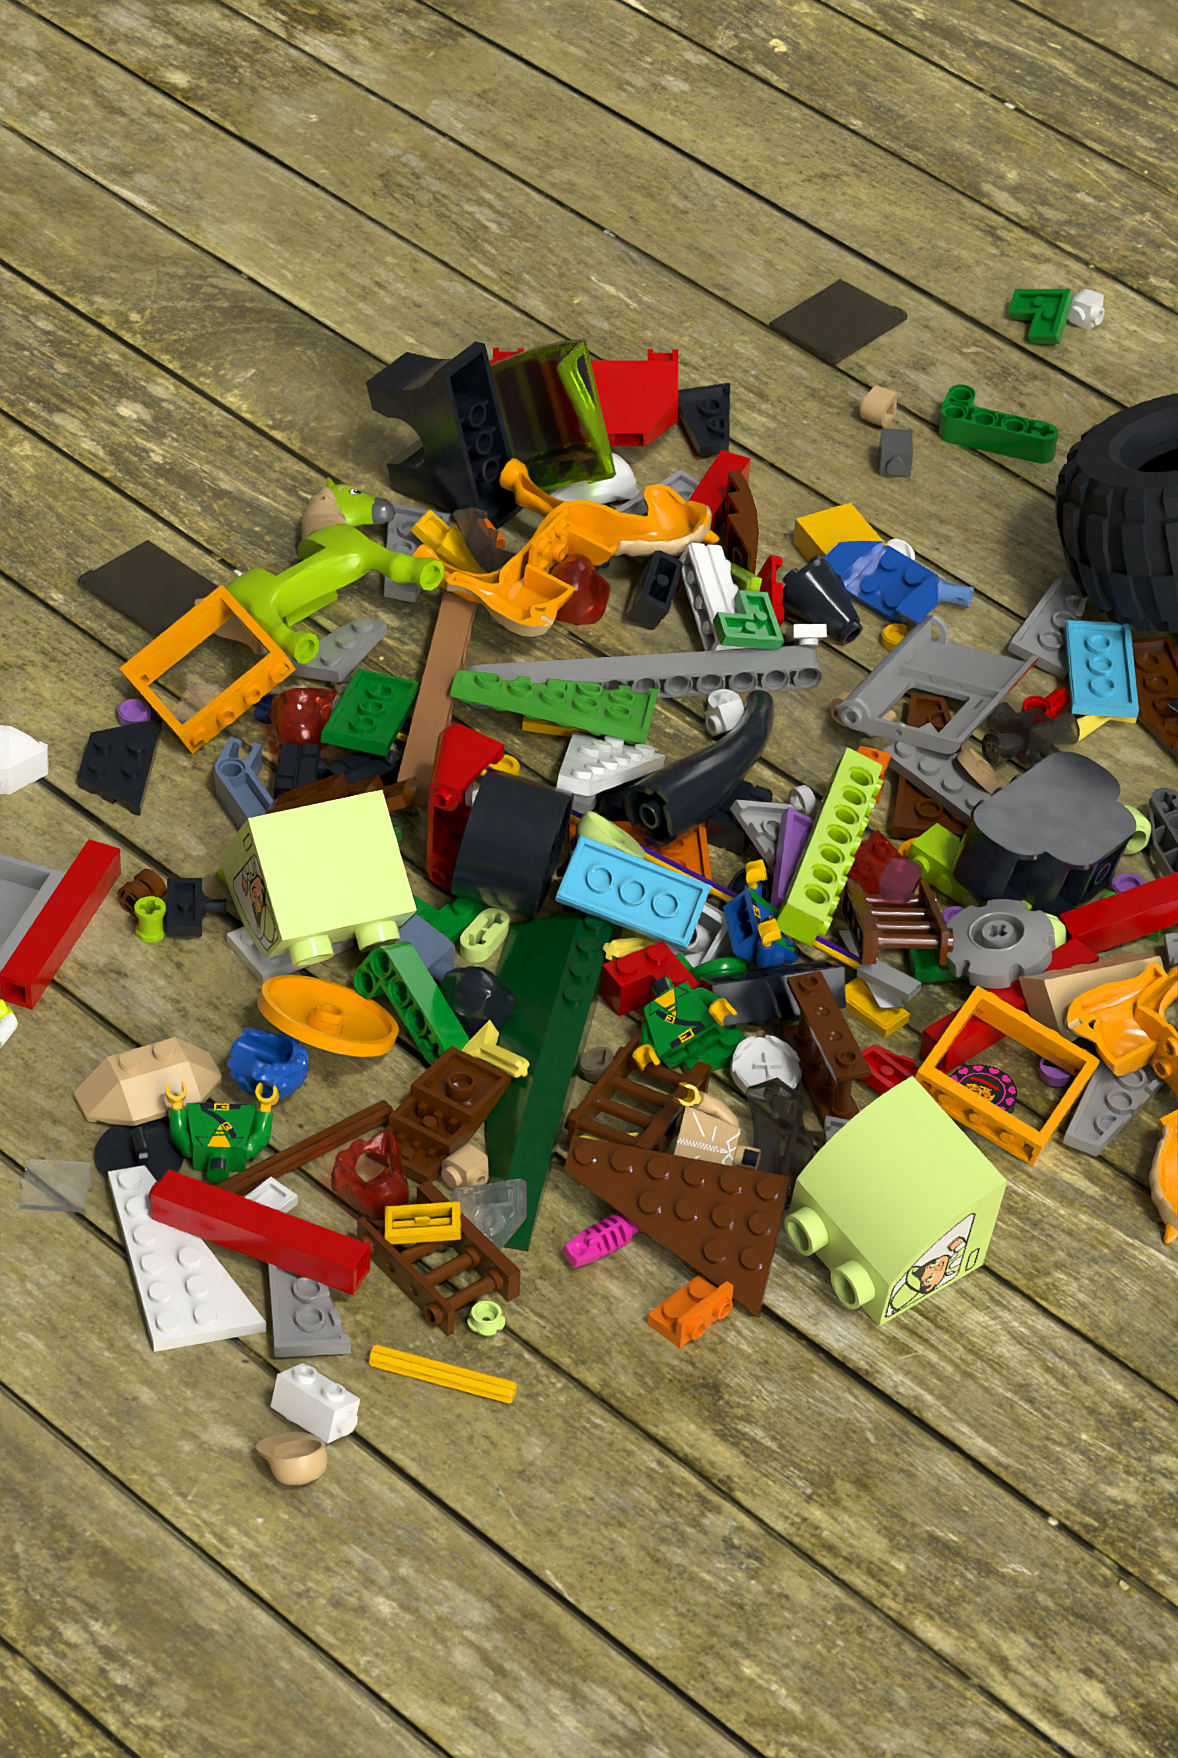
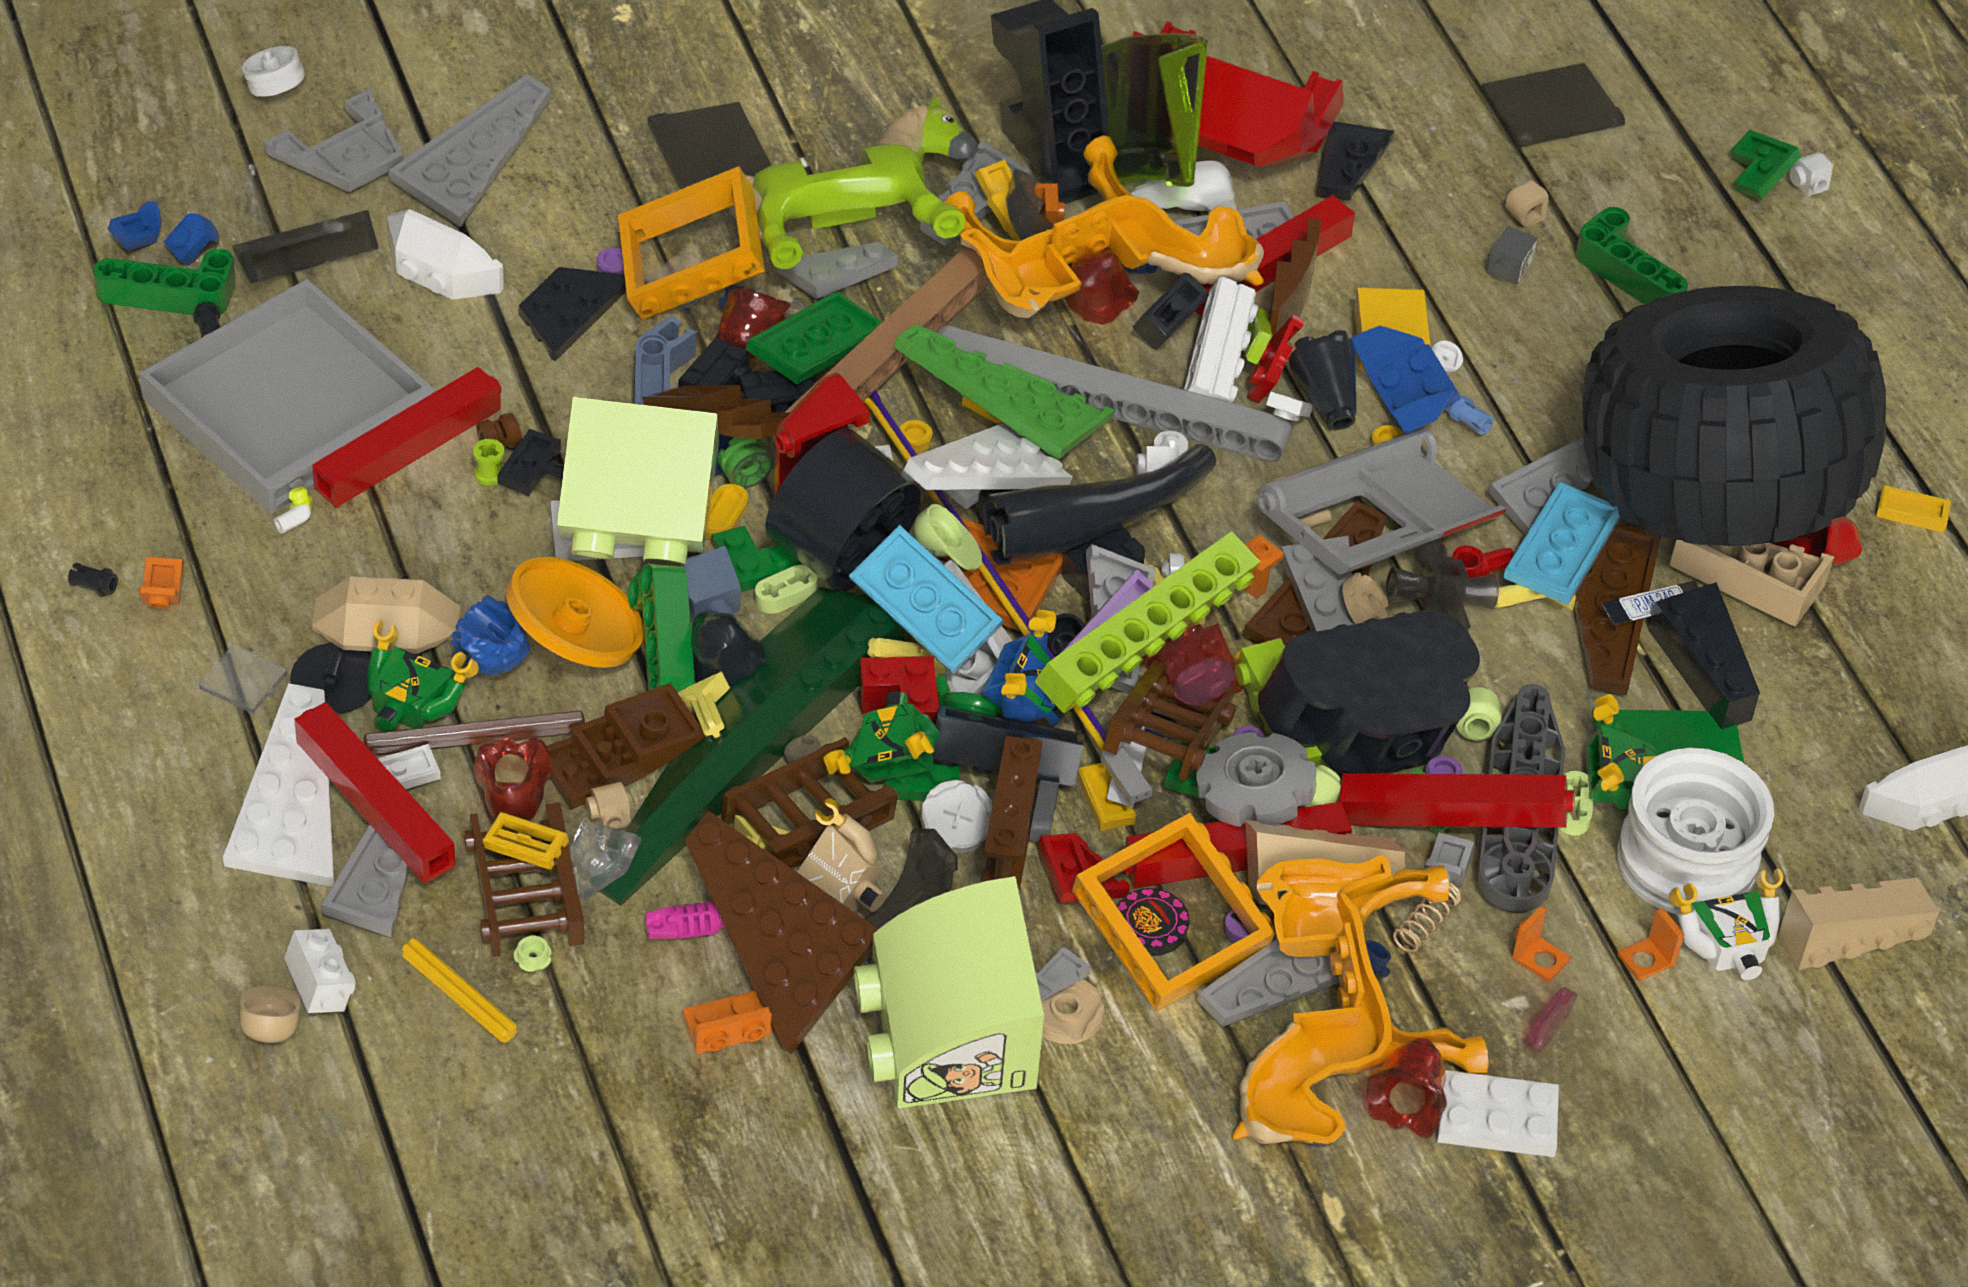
camera: 25 degrees right, 5 degrees up
(753, 626) = (1231, 382): green plate -> none

